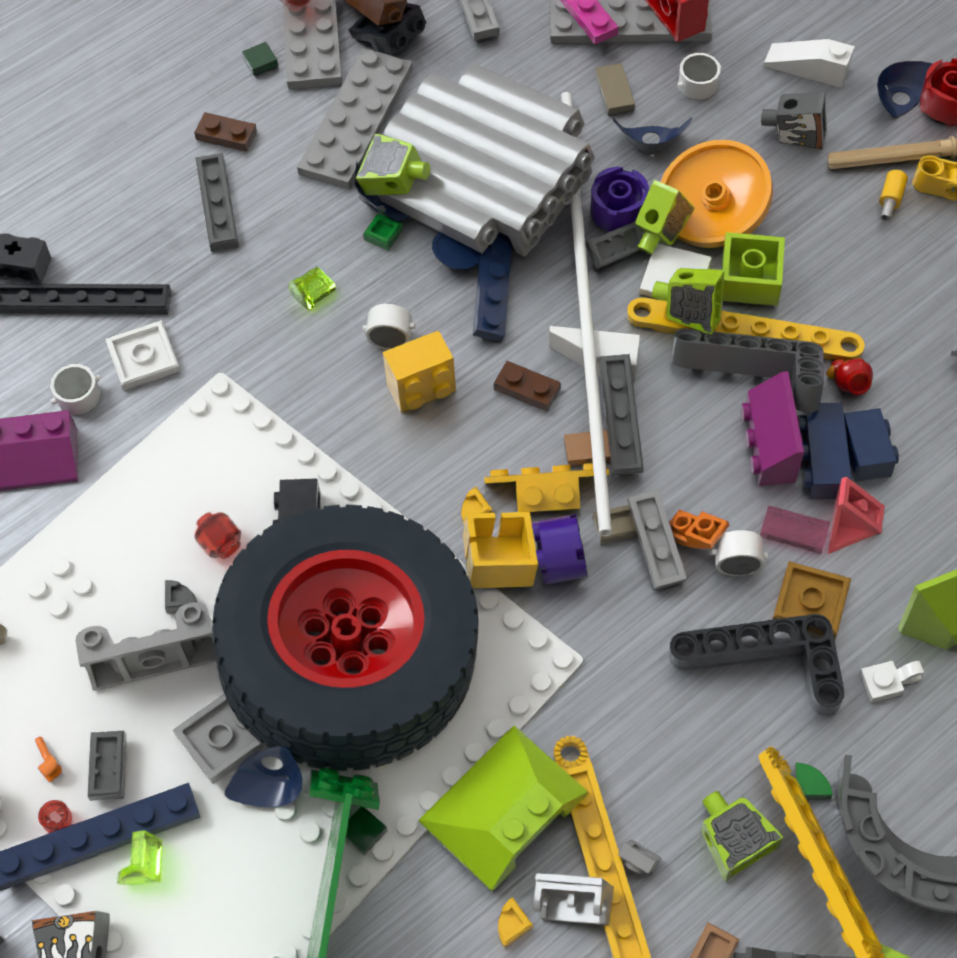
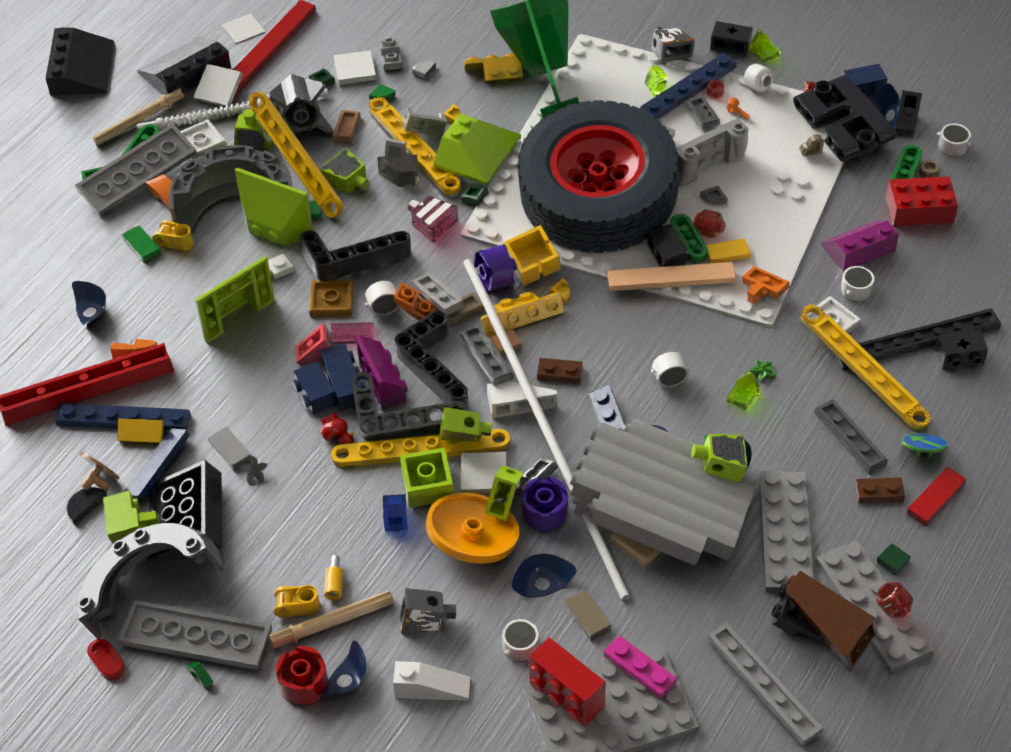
camera: 160 degrees right, 10 degrees down
(142, 156) = (925, 443): none -> piece
(149, 266) = (865, 367): none -> yellow plate
(168, 108) = (936, 495): none -> red tile
(200, 416) = (762, 284): none -> orange hinge
(215, 493) = (728, 251): none -> yellow tile
(254, 514) = (690, 237): none -> green plate
(269, 312) = (764, 369): none -> bright green plant
(331, 472) = (670, 276): none -> light nougat tile
(419, 371) = (632, 340): yellow brick -> none
(538, 723) = (474, 195): none -> dark green tile
(620, 692) = (433, 216): none -> clear pink torso
(642, 809) = (399, 169): none -> clear smoke slope
(702, 437) = (413, 352): none -> black beam
(801, 246) = (395, 512): none -> clear blue brick
(844, 725) = (273, 208): none -> lime slope

